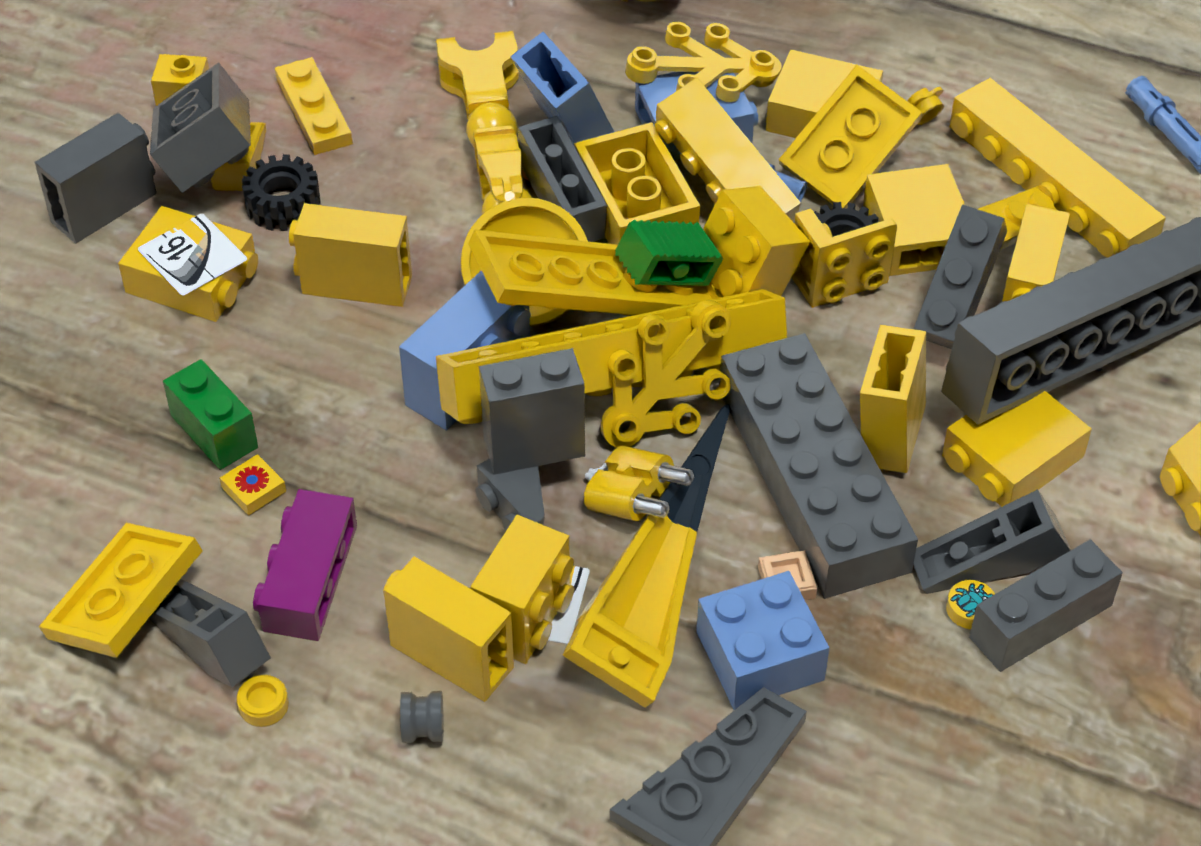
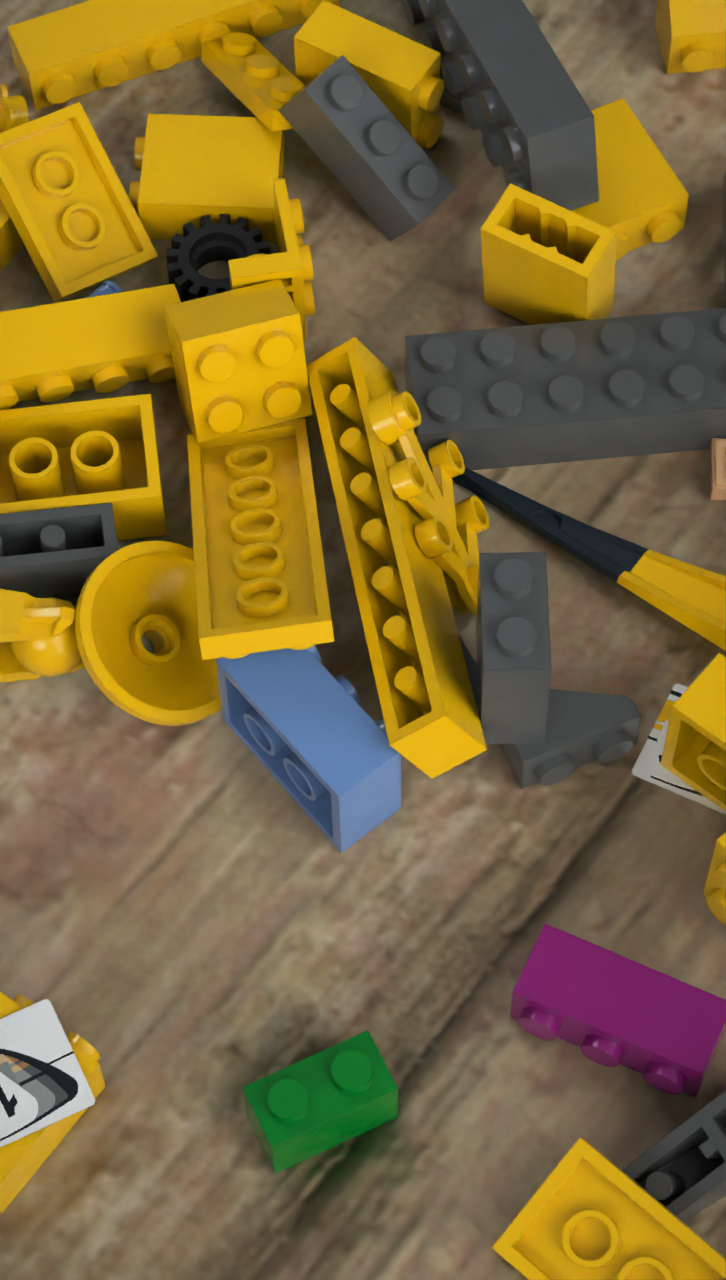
camera: 75 degrees left, 10 degrees up
(253, 484) = (447, 1070): yellow tile -> none
(352, 254) = (83, 852): yellow brick -> none
(631, 481) = (584, 600): yellow piece -> none
(668, 253) = (233, 448): green brick -> none

